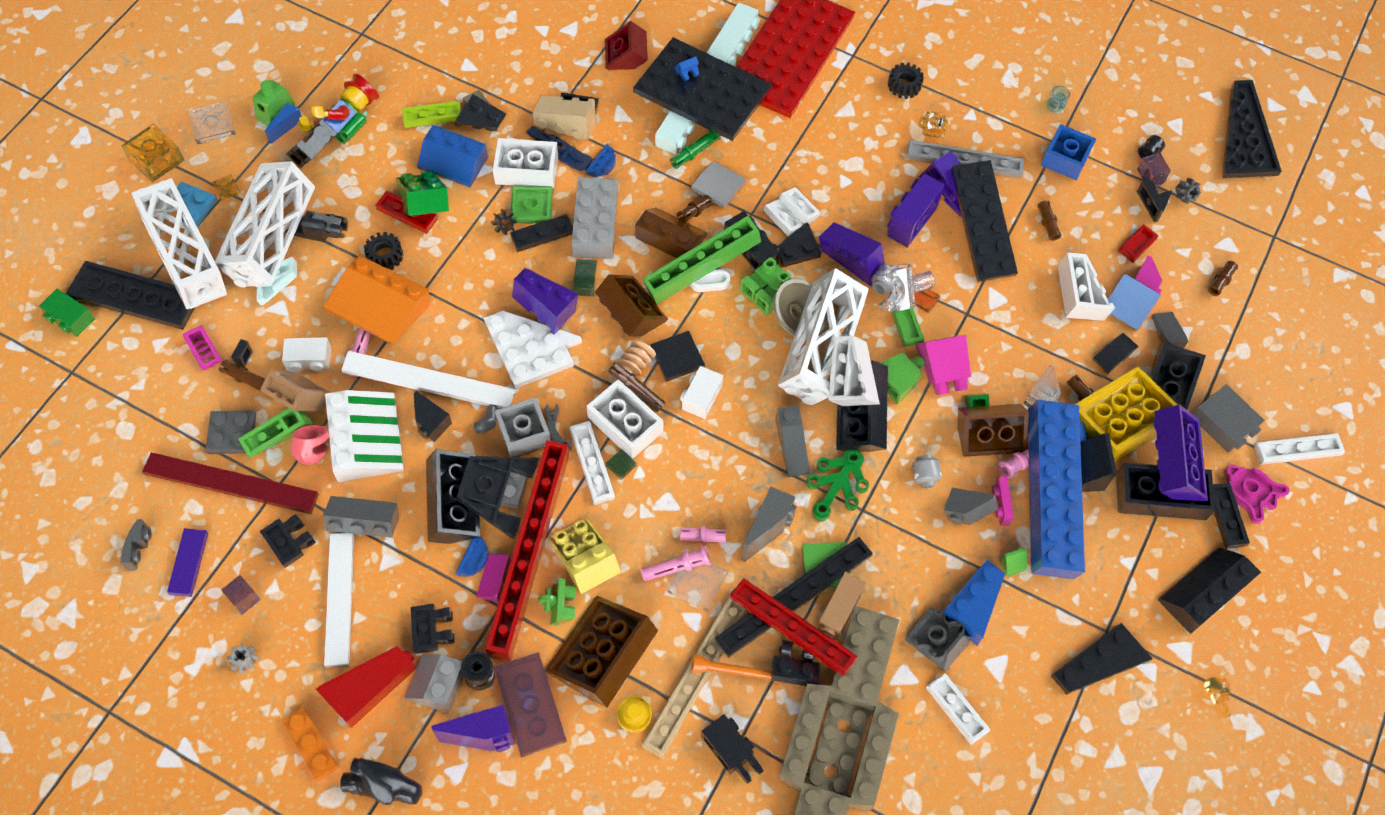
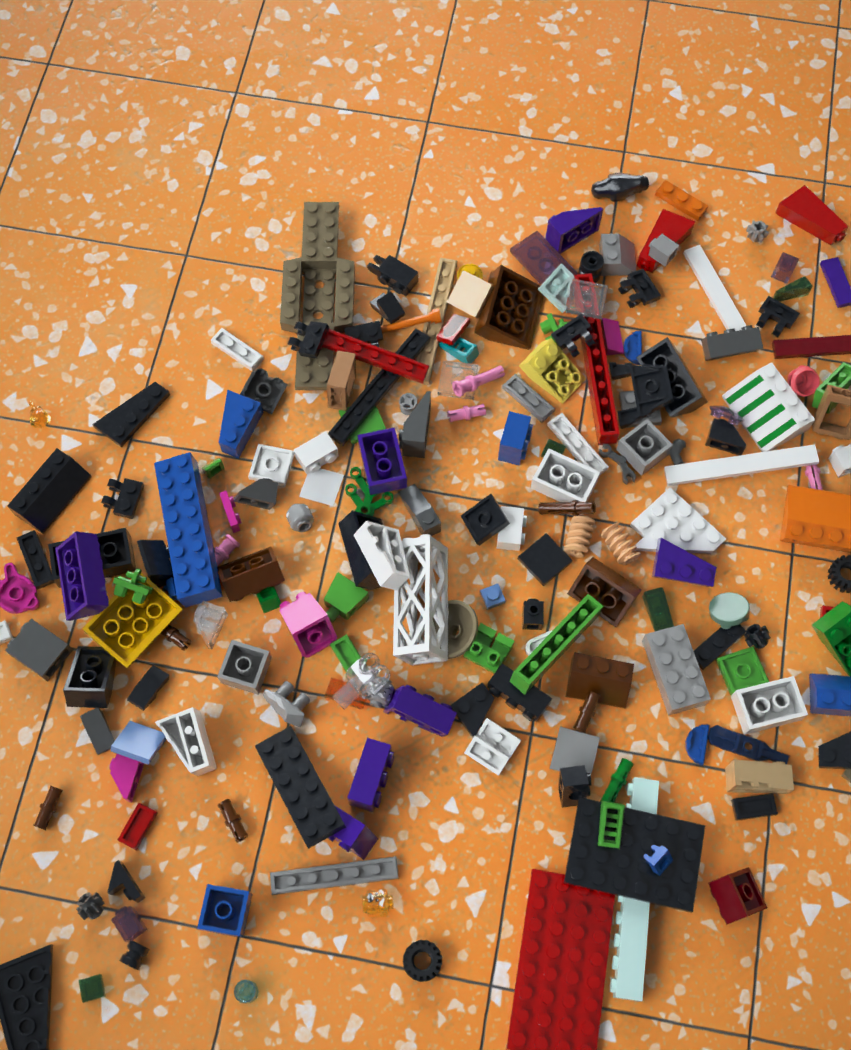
camera: 165 degrees right, 5 degrees up
(160, 660) = (812, 215): none -> red slope
(249, 564) = (794, 290): none -> clear green slope
(381, 650) = (663, 249): none -> light grey brick
(414, 436) = (732, 416): none -> dish
(508, 611) = (587, 298): none -> clear tile
(517, 250) = (729, 609): none -> tile
(531, 656) = (557, 287): none -> light aqua wing
(548, 572) = (571, 332): none -> black plate
(594, 339) = (619, 544): none -> light nougat piece
(624, 534) = (528, 398): none -> light grey tile
(646, 677) = (470, 294): none -> tile
(662, 476) = (515, 438): none -> blue brick
(682, 643) = (453, 329): none -> tile
(689, 617) = (469, 353): none -> teal slope
(712, 304) = (533, 614): none -> black brick
(713, 106) = (619, 816): none -> bright green slope
(727, 404) = (485, 519): none -> black tile
(733, 149) = (573, 784): none -> black brick
(744, 337) = (492, 596): none -> medium blue plate
(754, 700) = (388, 307): none -> black slope
(767, 561) = (409, 400): none -> light grey wheel
(822, 490) = (382, 461): none -> dark purple brick
(864, 661) = (313, 339): none -> black plate
(891, 538) = (316, 453): none -> white brick
(892, 507) = (322, 486): none -> white sticker
(944, 546) = (272, 464): none -> white tile
(978, 287) = (288, 711): none -> light grey connector
(1016, 336) = (244, 667): none -> light grey brick
(1116, 556) = (128, 497): none -> black plate
(1125, 428) = (123, 584): none -> bright green hips
(1189, 139) = (92, 988): none -> clear green tile

